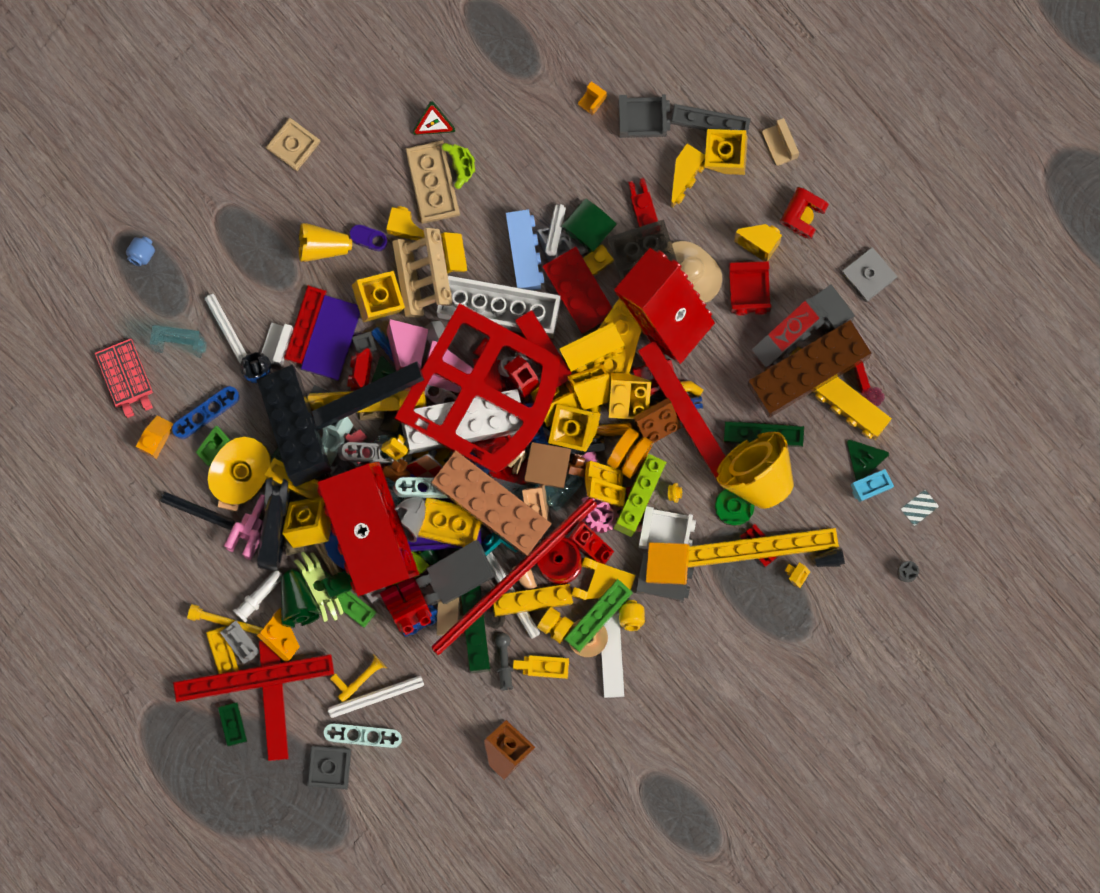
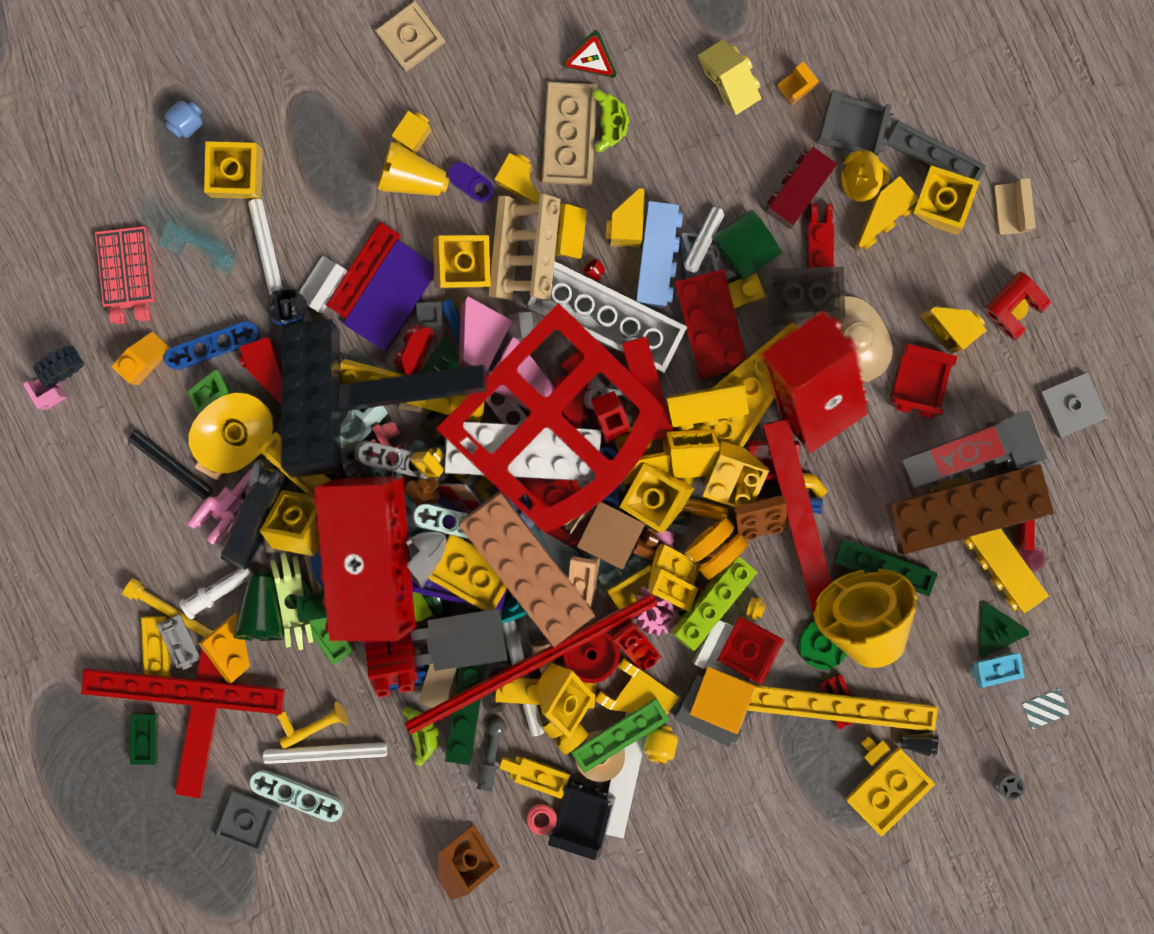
camera: 15 degrees right, 10 degrees up
(88, 482) = (44, 396): none -> bright pink panel
(94, 458) = (58, 366): none -> black bush
(188, 277) = (233, 170): none -> yellow brick
(251, 417) = (264, 365): none -> red slope
(314, 212) = (412, 131): none -> yellow brick
(449, 662) = (424, 739): none -> lime piece
(479, 275) = (594, 269): none -> red hinge
(494, 235) = (627, 222): none -> yellow slope
(541, 106) = (731, 74): none -> light yellow brick
(547, 594) = (563, 698): none -> yellow slope
(557, 709) = (541, 808): none -> coral piece
(573, 501) = (624, 591): none -> yellow panel
(588, 689) = (582, 820): none -> black panel
(616, 172) = (800, 187): none -> dark red brick
(660, 150) = (863, 175): none -> yellow tile
(678, 522) = (750, 650): none -> red tile
(818, 602) = (890, 791): none -> yellow plate

